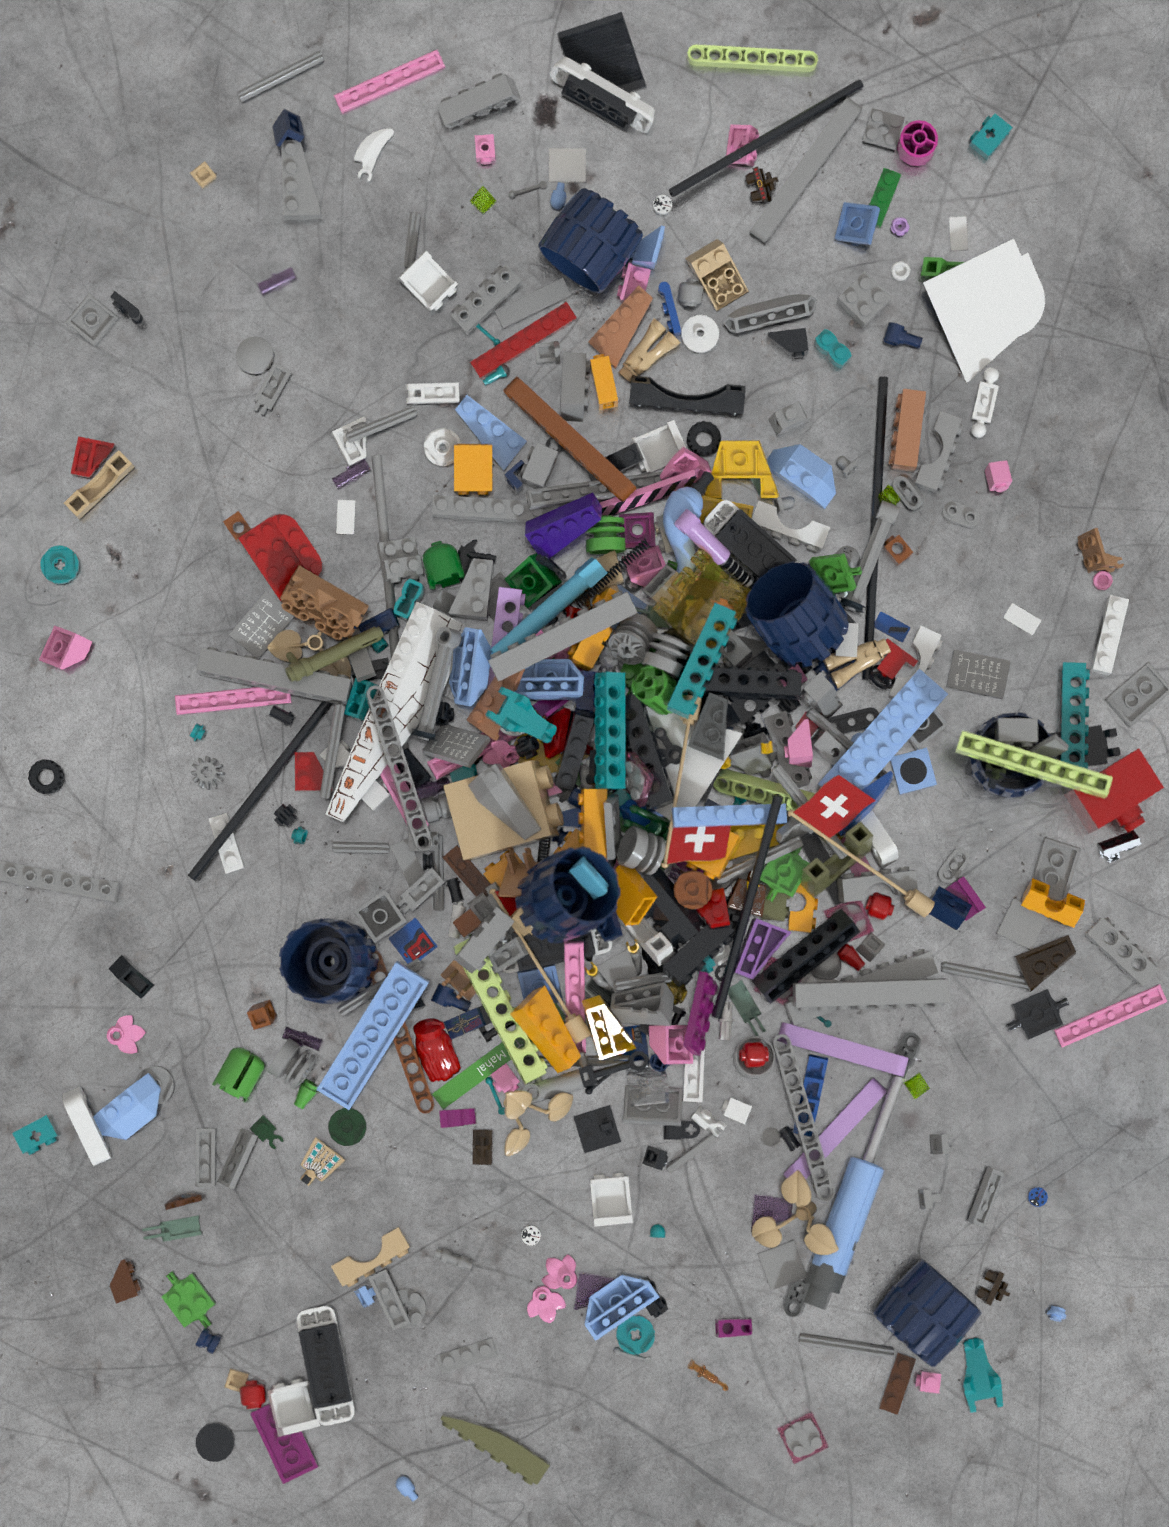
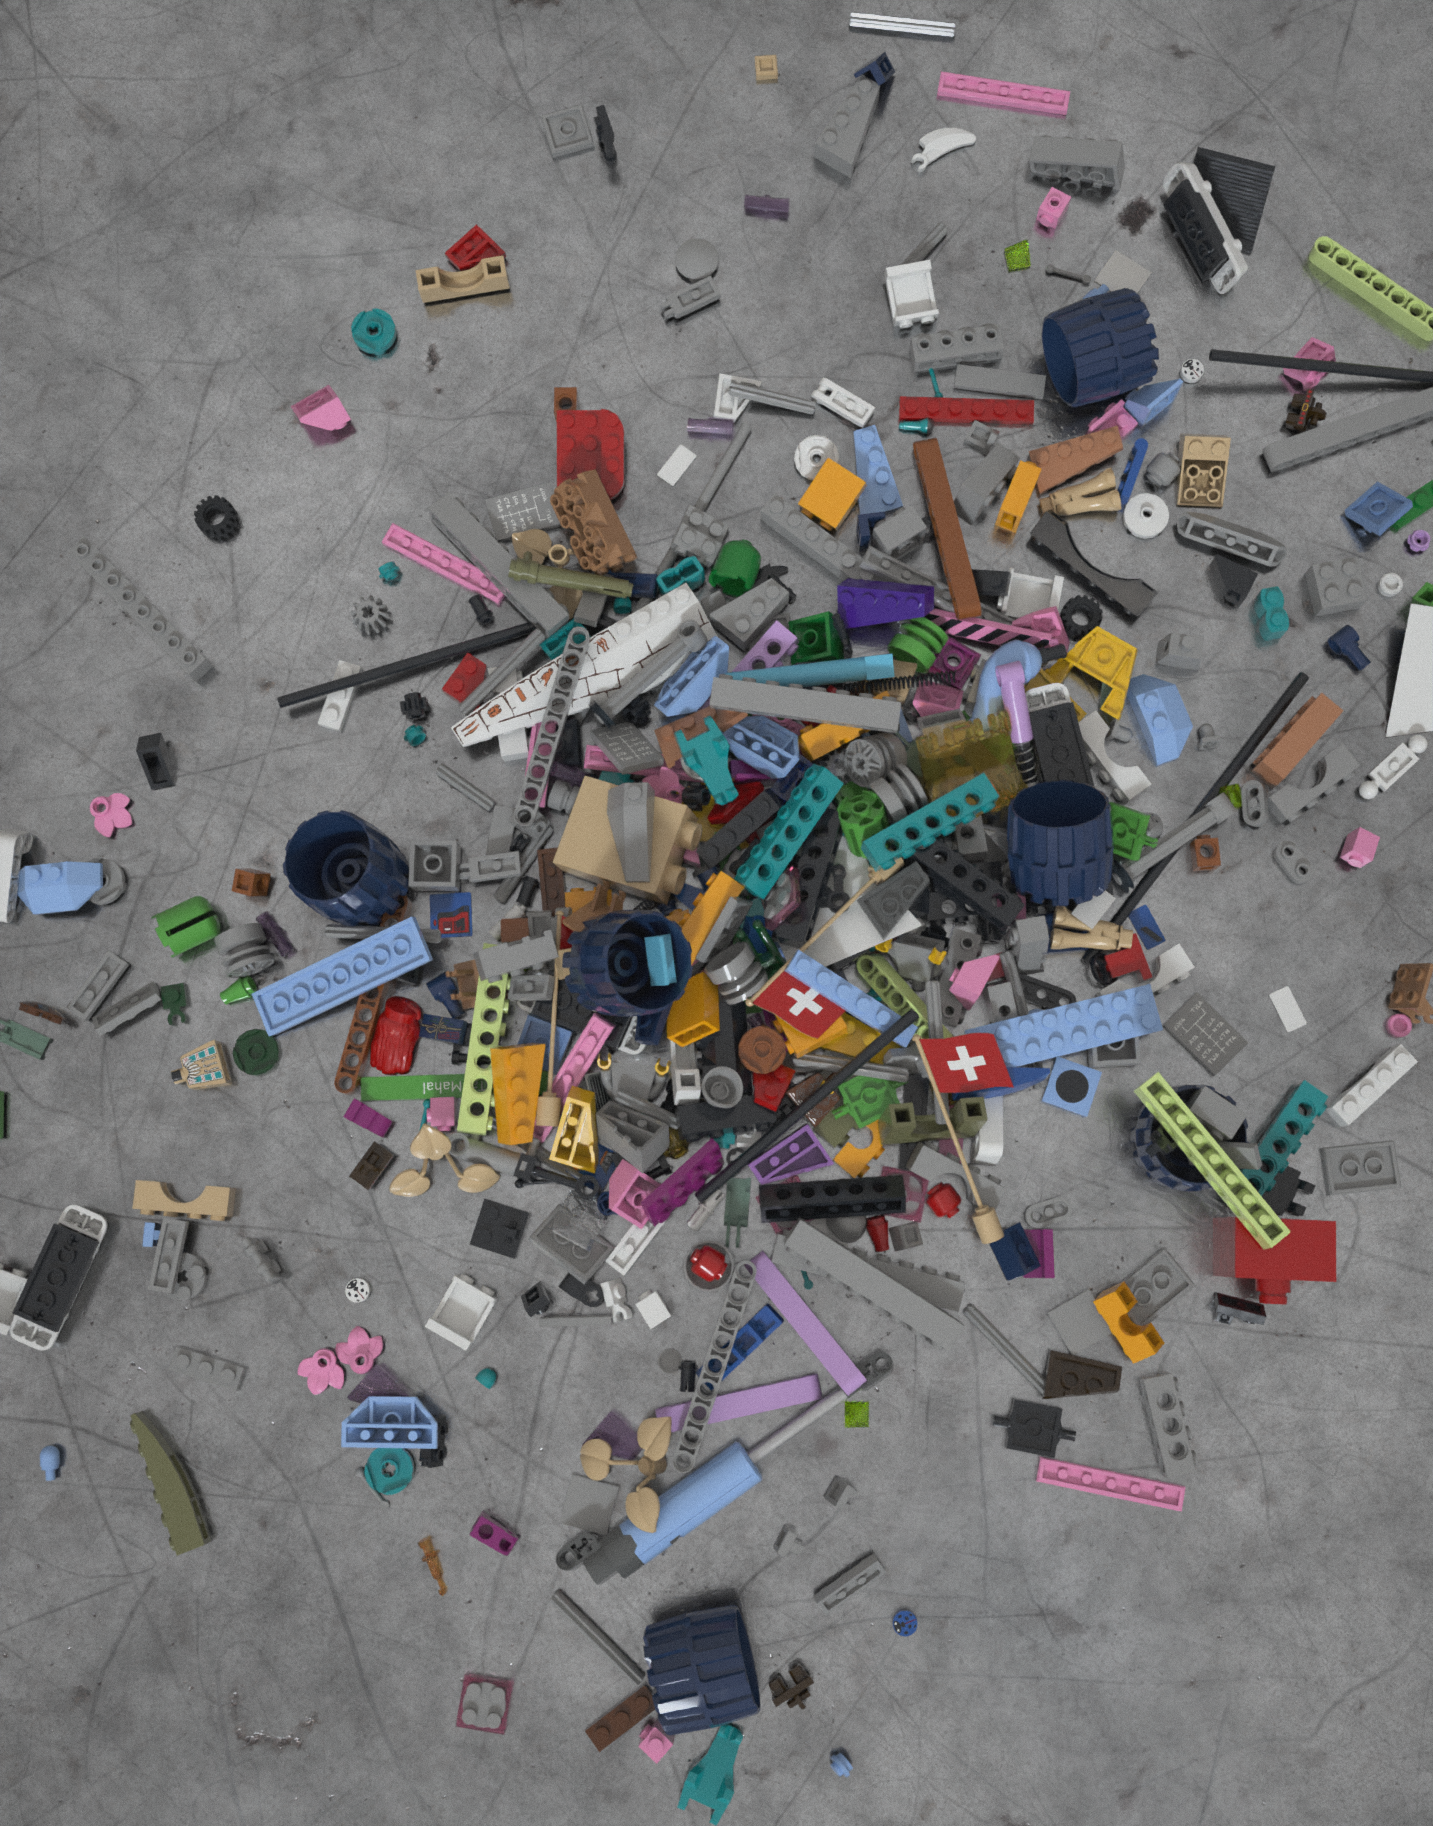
camera: 45 degrees right, 5 degrees down
(685, 933) = (722, 1087): none -> light grey helmet

